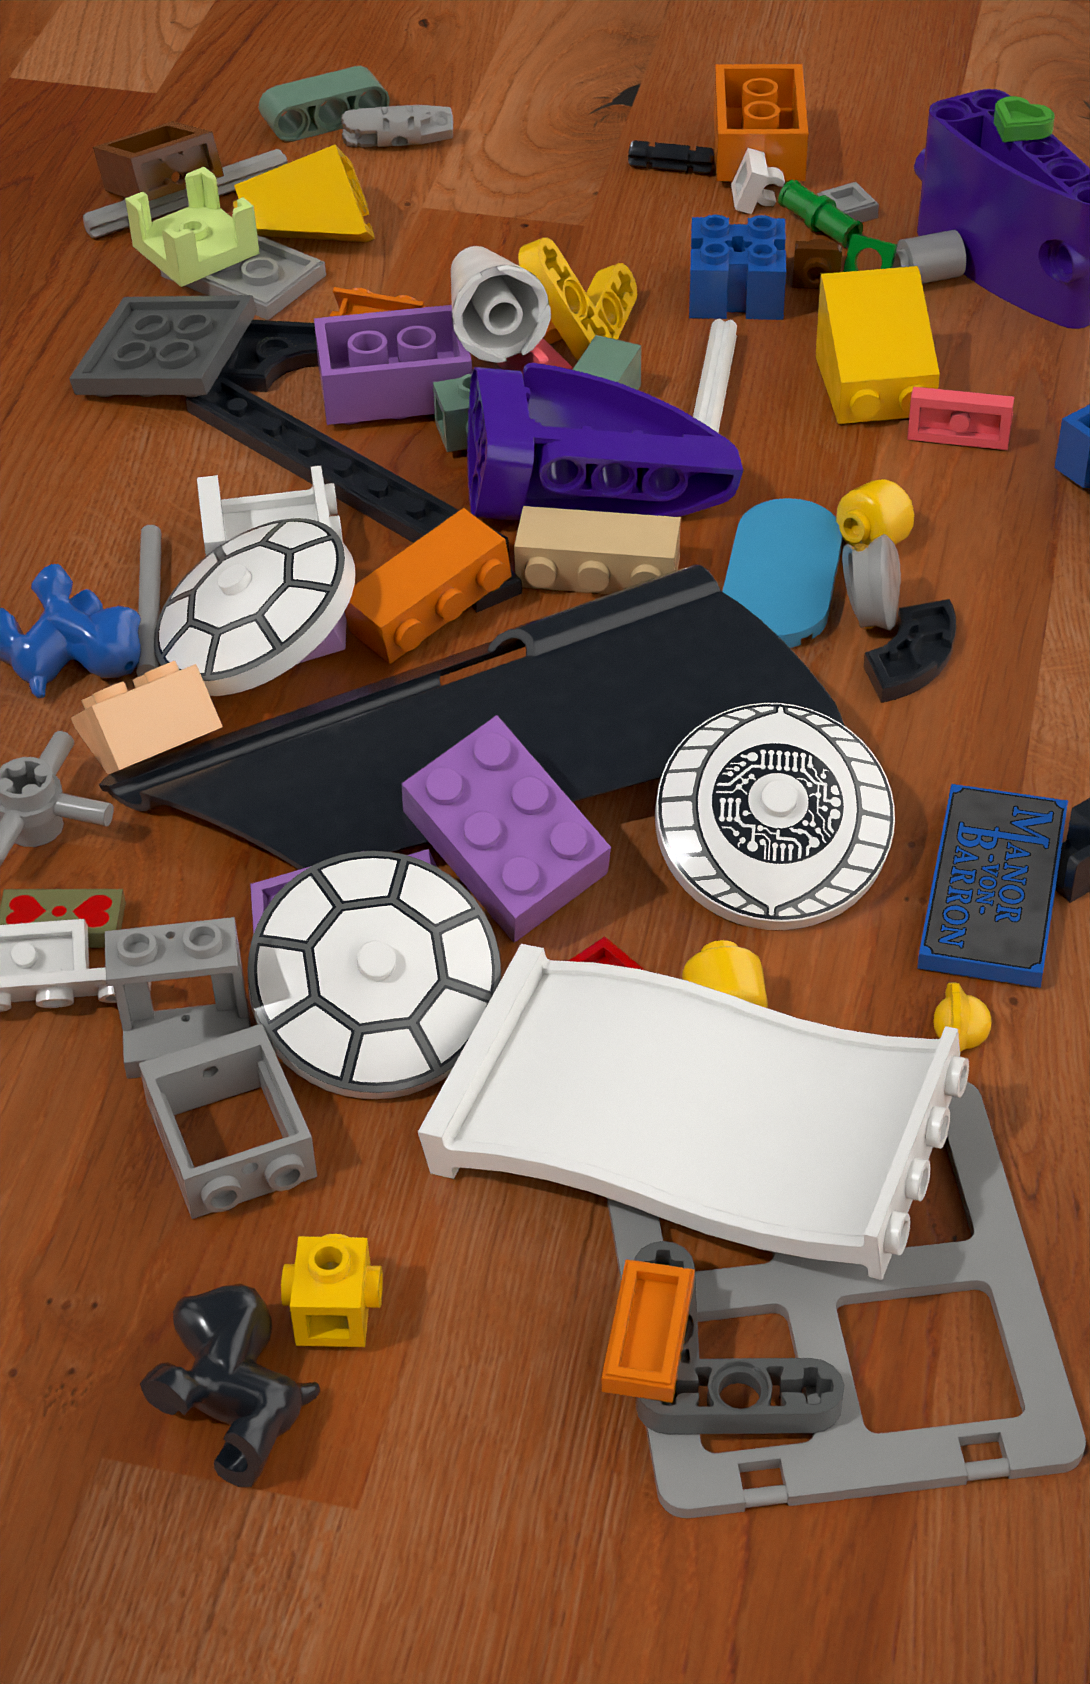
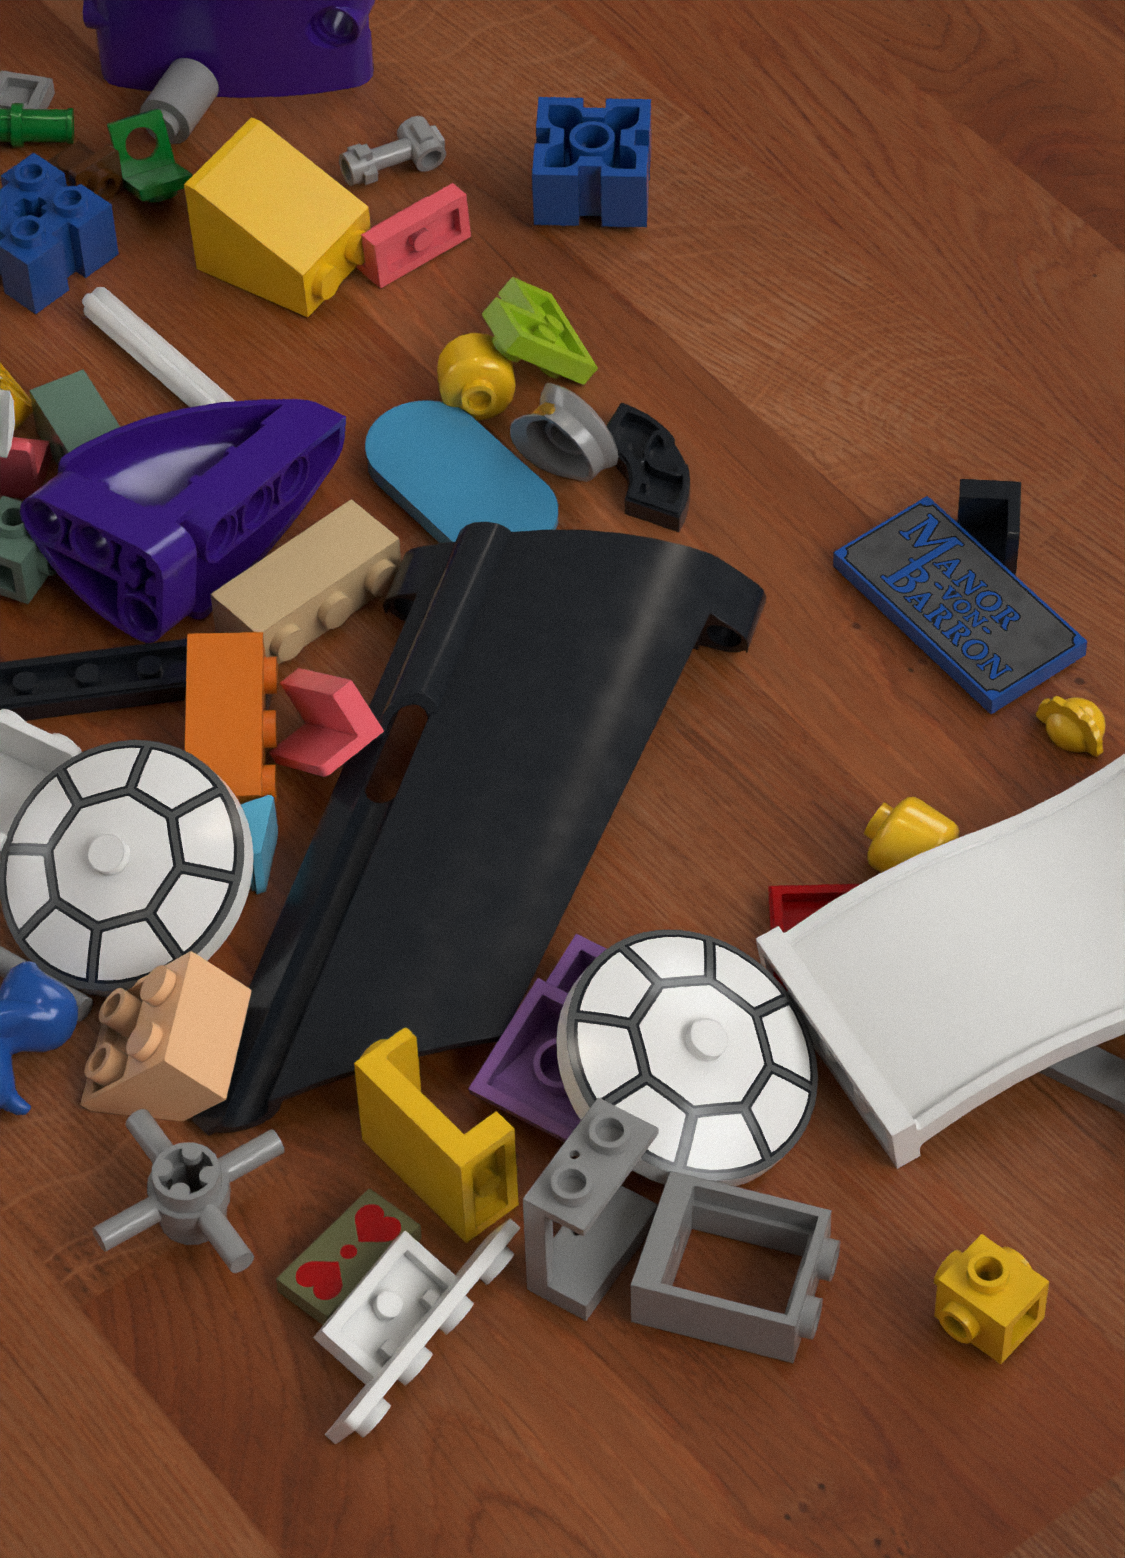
camera: 50 degrees left, 5 degrees up
(177, 847) = (458, 1175): none -> yellow panel
(226, 1336) = (1013, 1428): black animal -> none
(357, 658) = (264, 834): none -> medium azure slope
(486, 616) = (334, 727): none -> coral panel
(505, 828) = (619, 860): medium lavender brick -> none
(774, 816) = (771, 683): dish -> none
(947, 524) = (535, 329): none -> lime plate
(1044, 377) = (416, 142): none -> light grey bar

